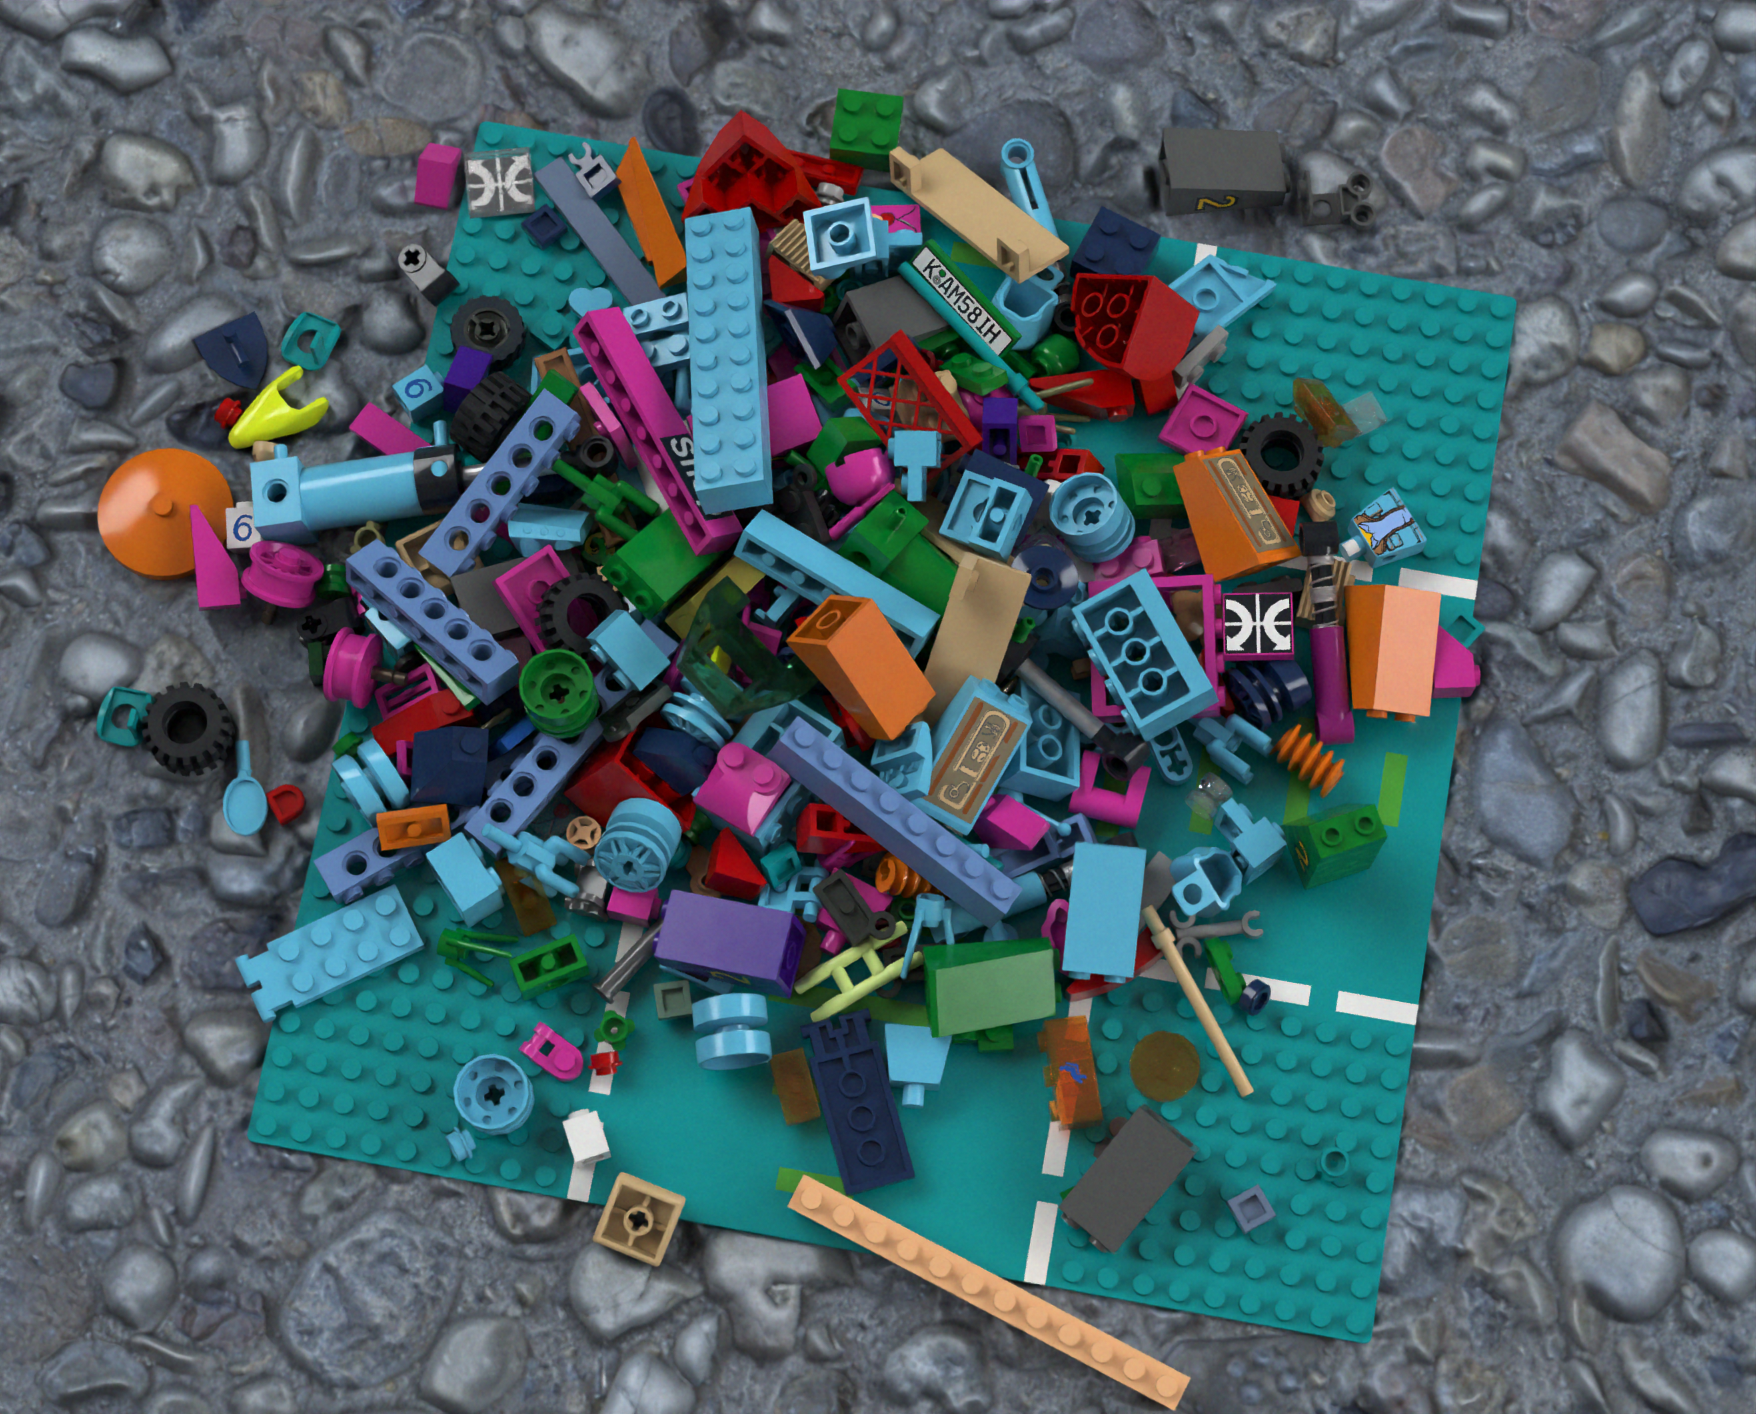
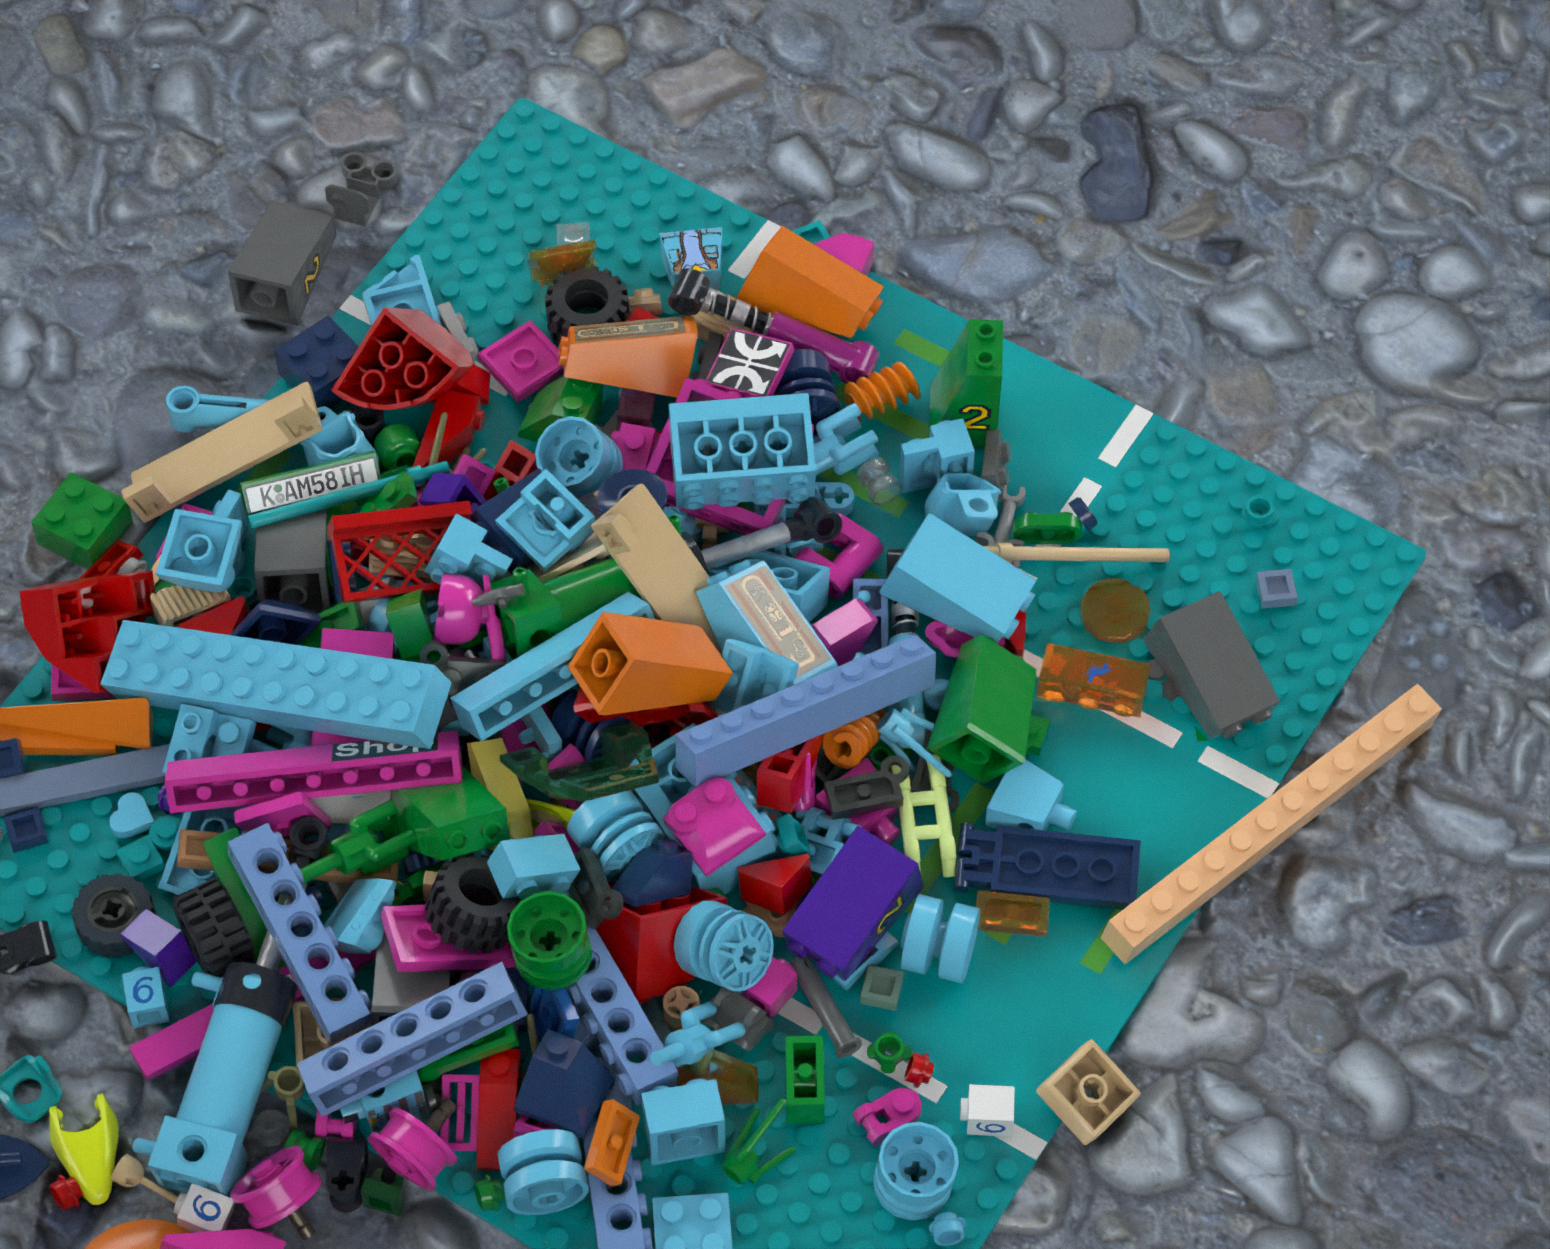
camera: 65 degrees left, 15 degrees down
(875, 506) = (500, 595): none -> dark grey helmet
(1270, 895) = (995, 460): none -> dark grey plate

